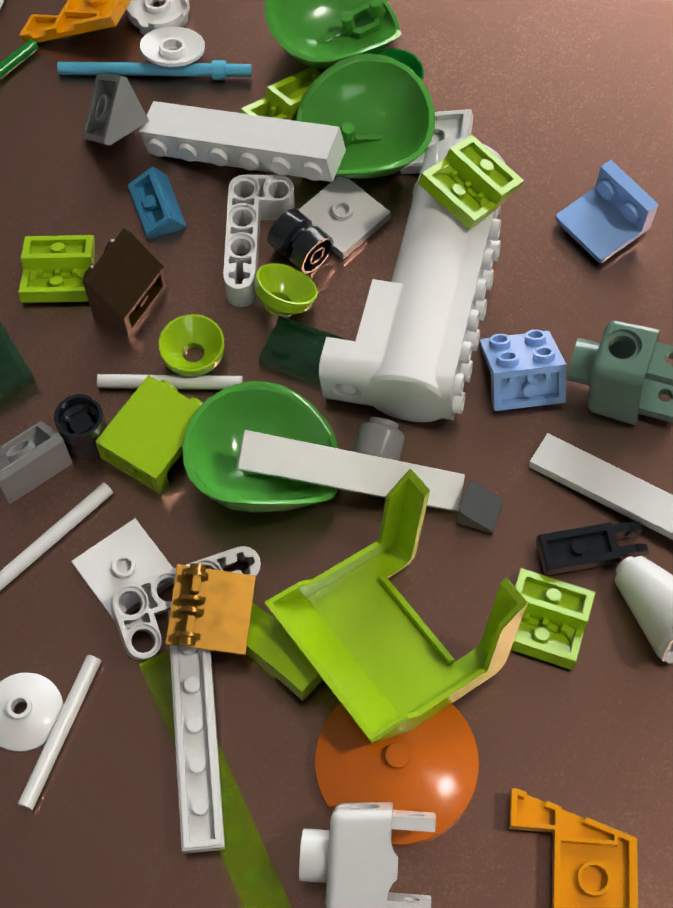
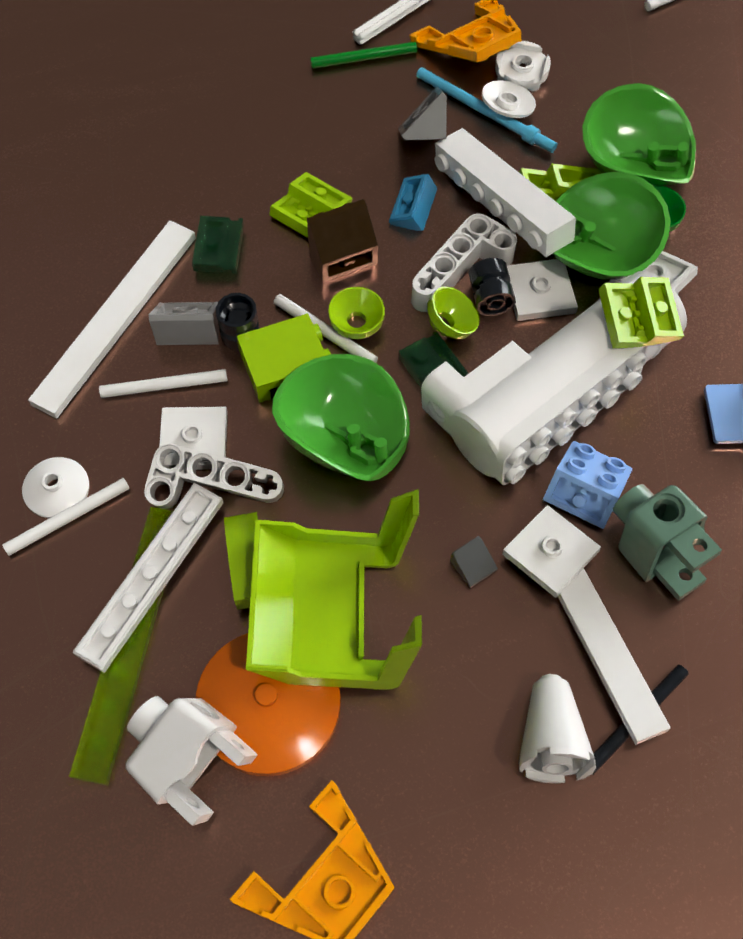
camera: 35 degrees right, 0 degrees up
(210, 609) = (218, 500): pearl gold hinge -> none
(342, 468) = (393, 469): white tile -> none
(380, 439) = (433, 467): light grey head -> none
(540, 451) = (551, 551): none -> white plate
(553, 618) = (460, 677): lime slope -> none
(588, 547) = (534, 647): black hinge -> none

